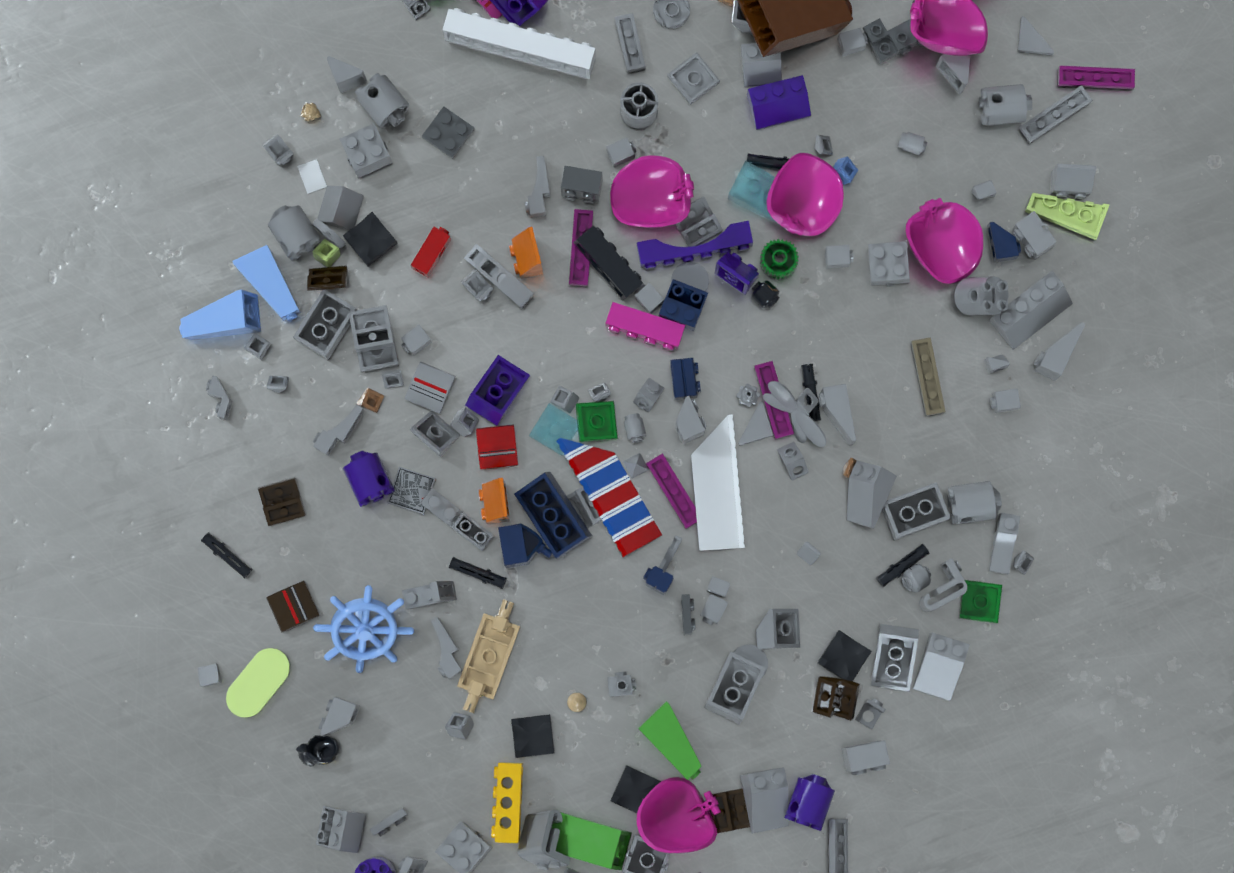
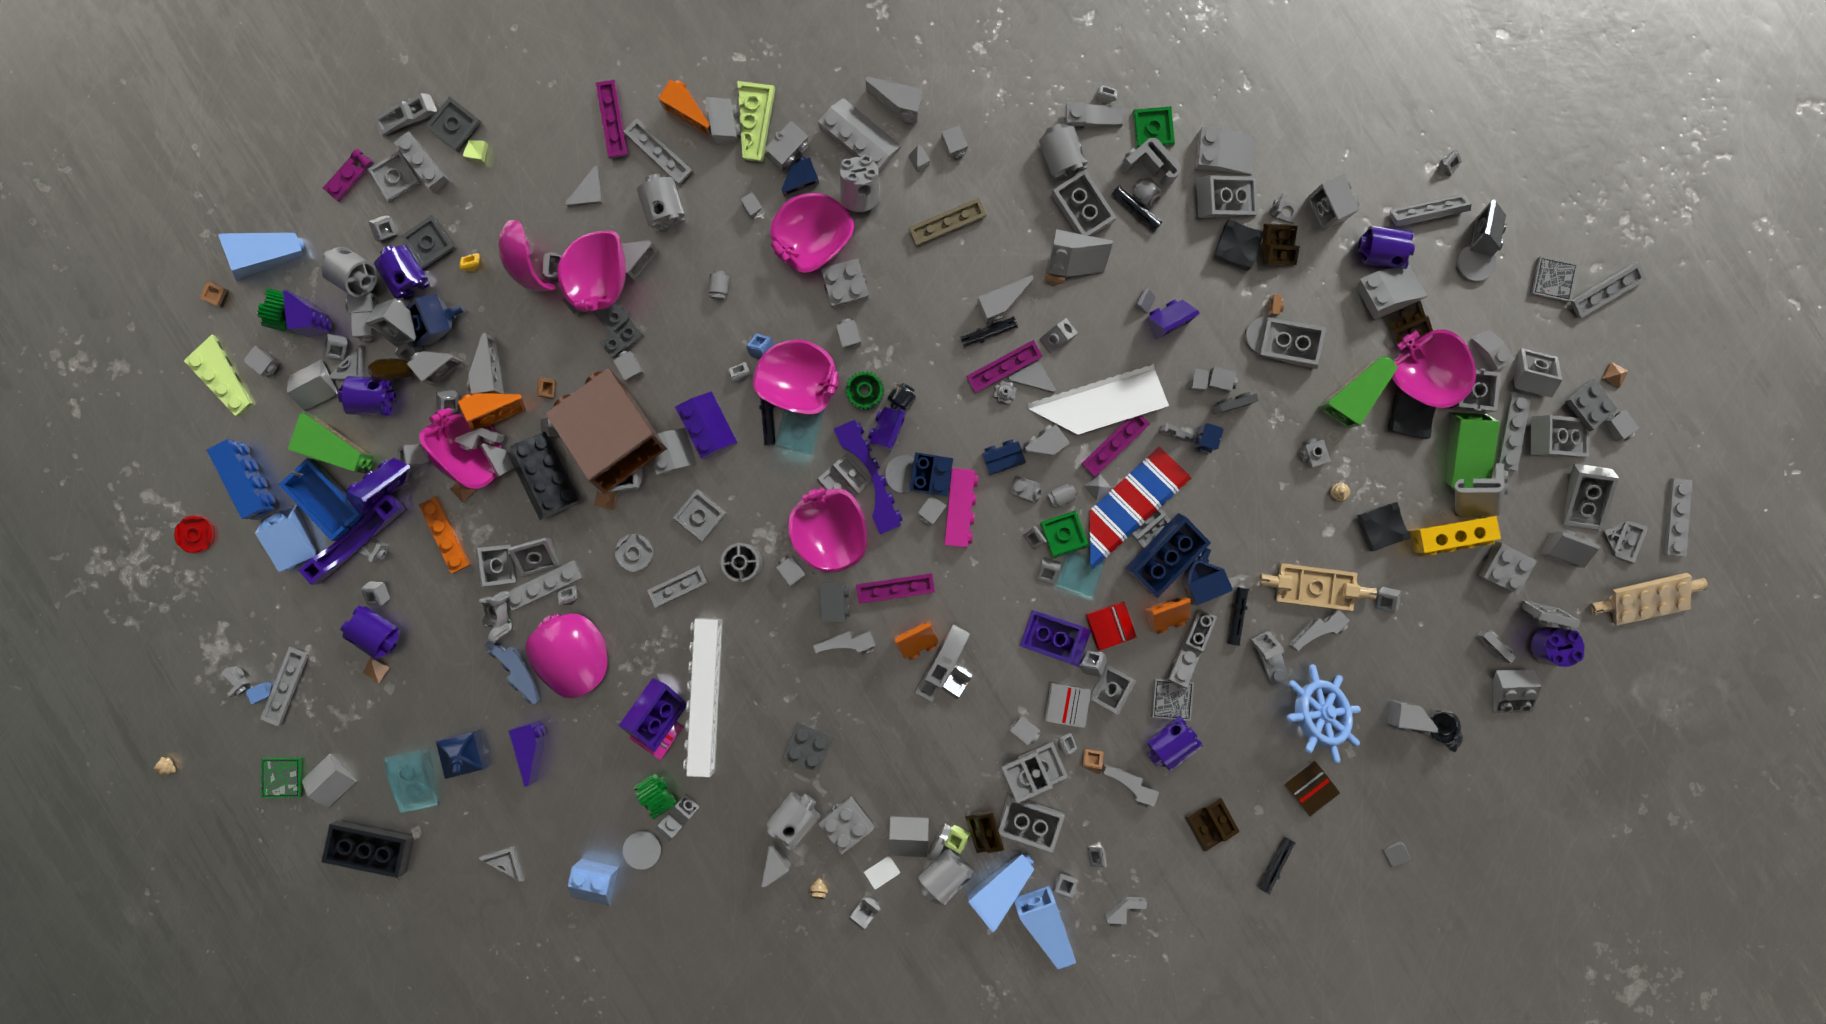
camera: 110 degrees left, 5 degrees up
(258, 682) = (1392, 804): yellowish green tile -> none
(370, 239) = (934, 799): black brick -> none
(431, 251) = (932, 735): red brick -> none
(608, 262) = (906, 557): black brick -> none
(775, 680) = (1275, 305): none -> medium nougat plate
(779, 629) = (1228, 312): light grey slope -> none
(785, 571) = (1171, 318): none -> dark purple slope
(801, 423) = (1015, 337): light grey piece -> none
(1100, 142) = (679, 102): none -> orange slope

